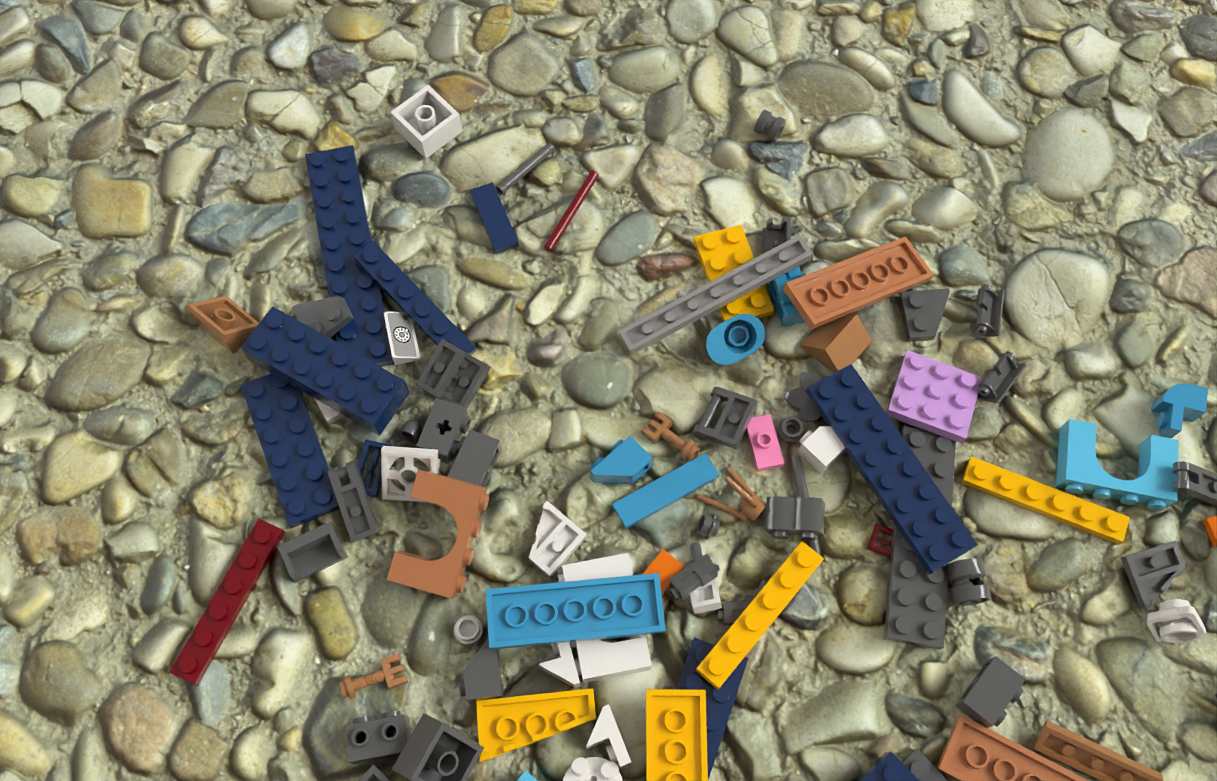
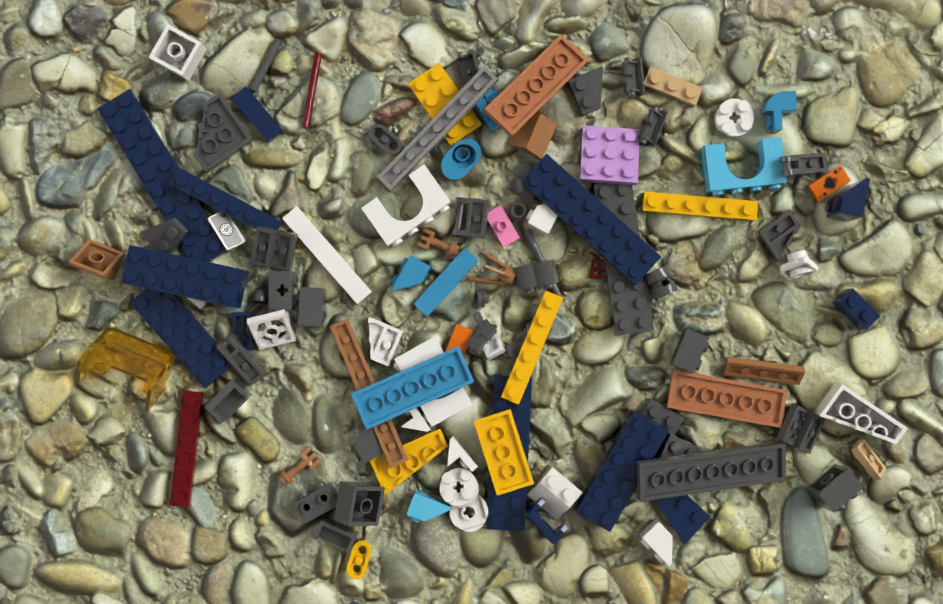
camera: 15 degrees left, 20 degrees up
(207, 451) = (131, 356): none -> clear yellow windscreen
(438, 225) = (219, 134): none -> dark grey plate
(465, 504) = (316, 340): nougat arch -> none
(468, 630) = (348, 416): white plate -> none
(508, 572) = (362, 378): none -> medium nougat plate
(520, 409) = (327, 255): none -> white tile
(619, 402) = (393, 230): none -> white arch
(646, 292) = (385, 140): none -> dark grey plate
(1037, 340) = (672, 86): none -> tan plate
(1124, 392) = (741, 109): none -> white plate

